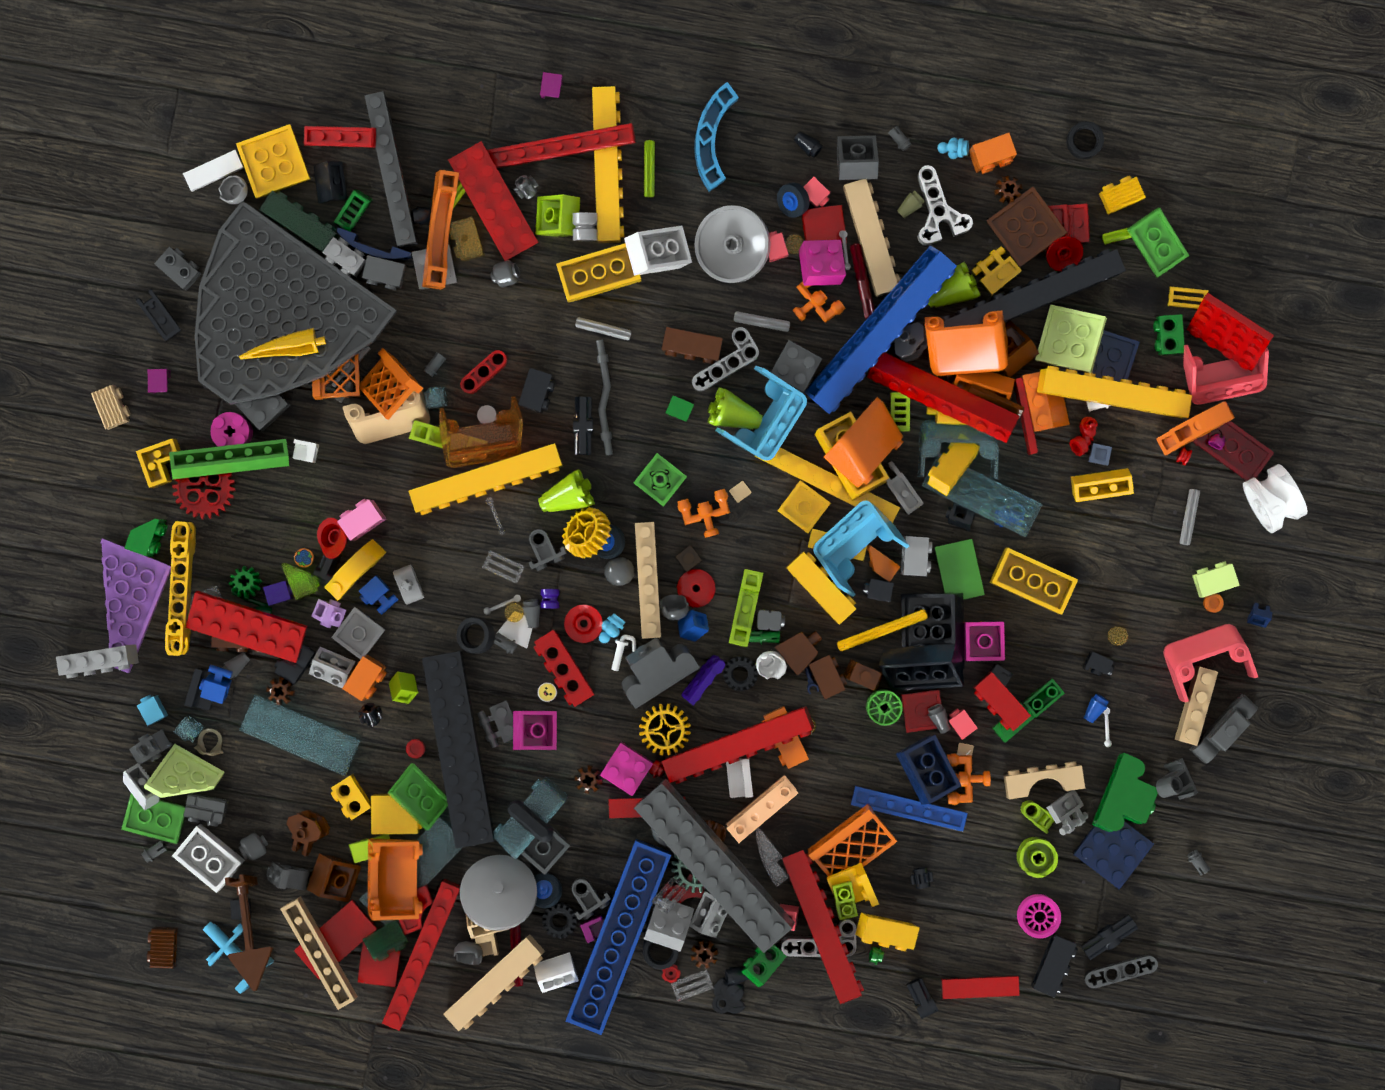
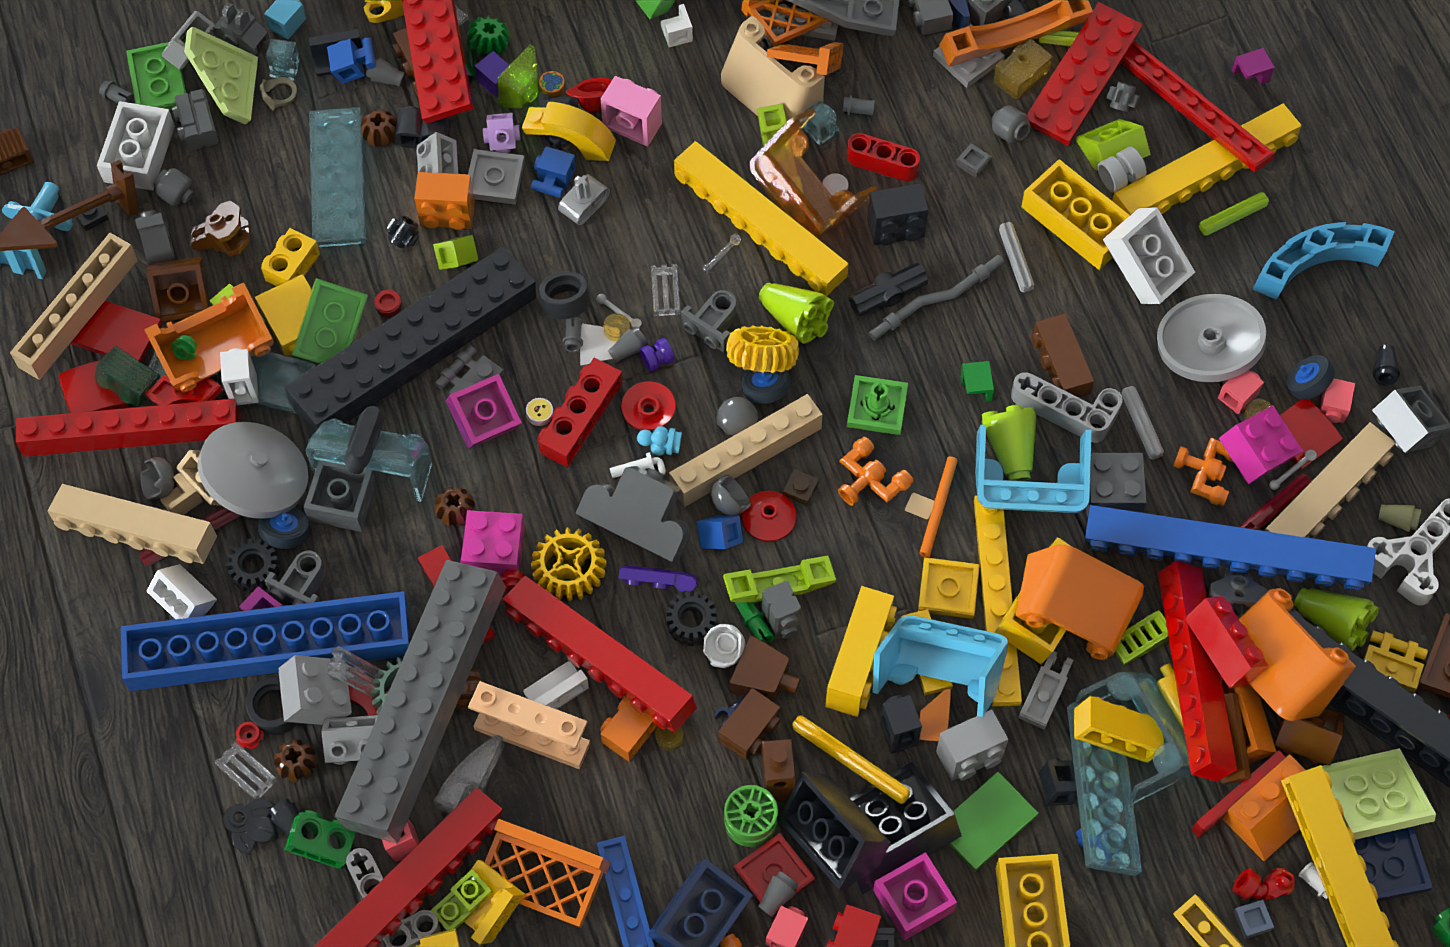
camera: 60 degrees right, 25 degrees down
(389, 897) = (184, 347): none -> green plate
(430, 872) = (239, 376): none -> white brick
(516, 312) = (973, 160): none -> dark grey tile
(745, 478) = (938, 507): none -> orange piece
(942, 373) = (1226, 641): none -> brick

